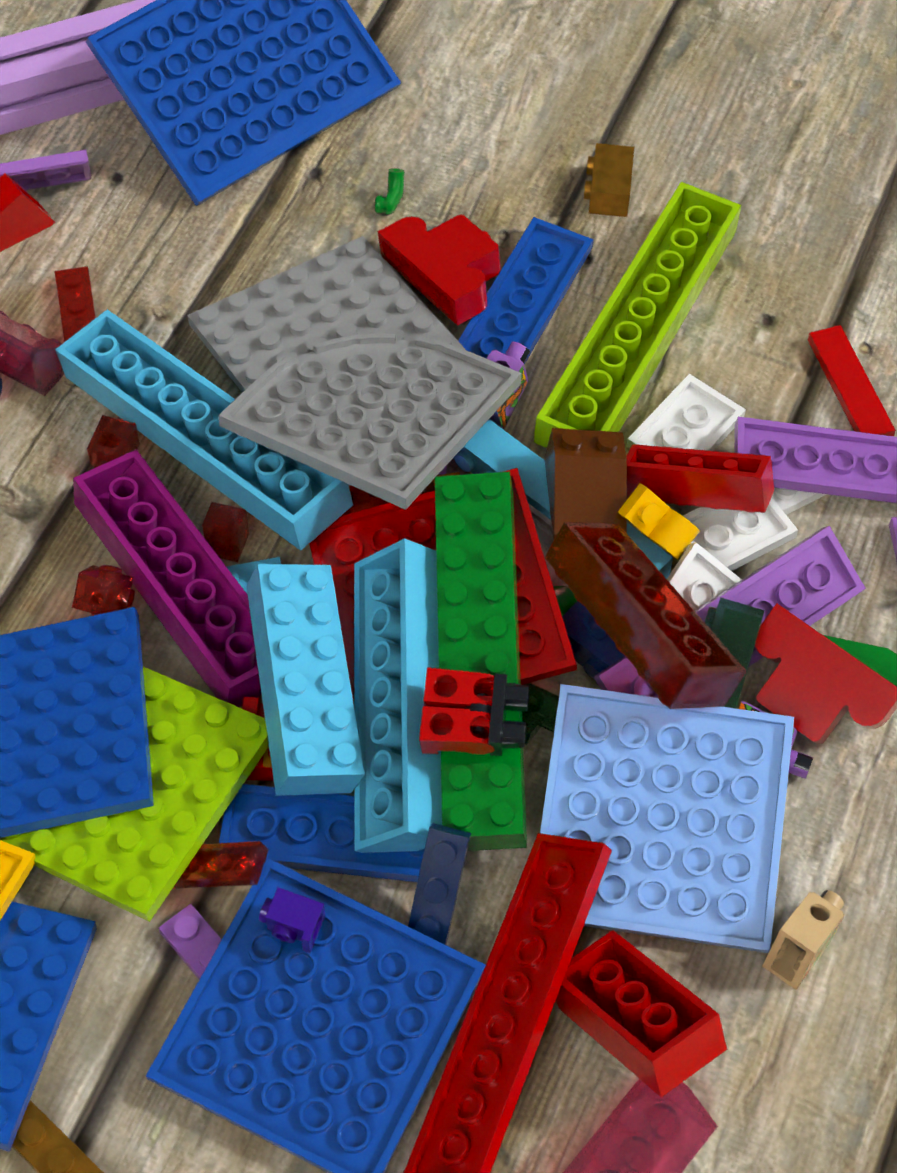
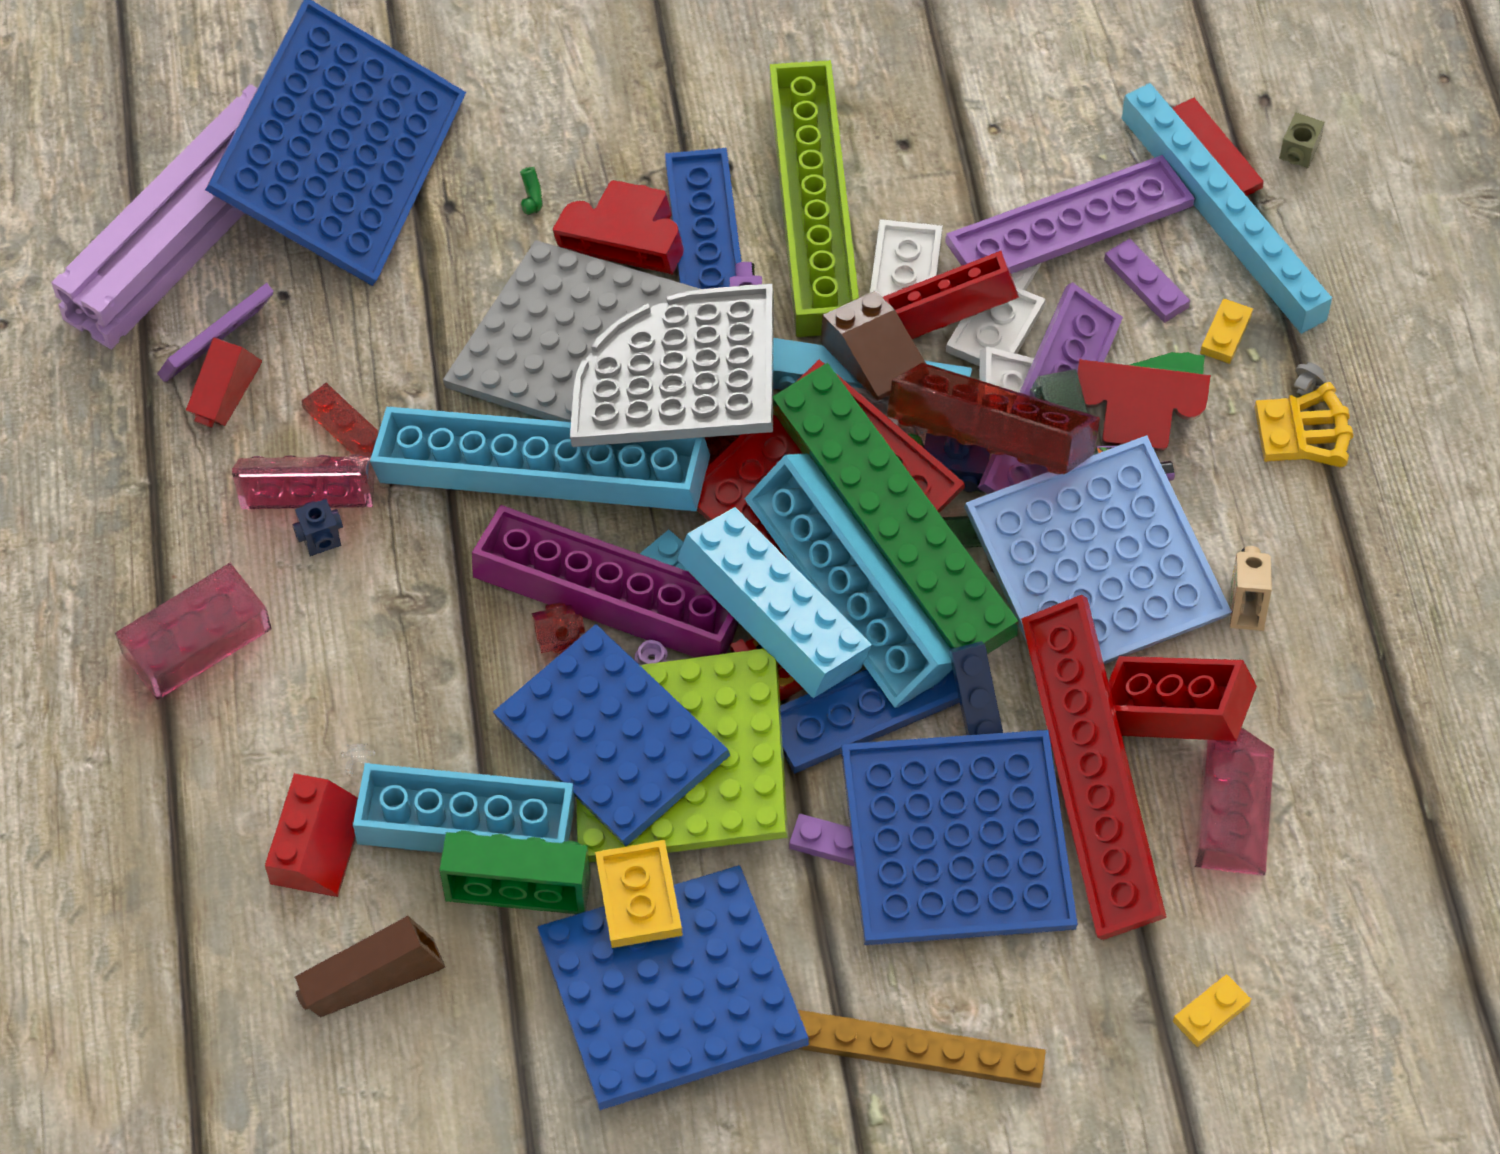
camera: 30 degrees left, 0 degrees up
(111, 440) = (469, 513): clear red brick -> none
(176, 659) = (651, 648): none -> lavender plate
(225, 865) = (815, 766): clear red plate -> none
(226, 530) = (614, 527): clear red brick -> none
(293, 917) = (896, 771): dark purple brick -> none
(469, 712) = (928, 553): red hips -> none
(610, 180) = (703, 90): pearl gold brick -> none
(658, 521) = (948, 346): yellow plate -> none
(850, 382) = (1002, 163): red tile -> none

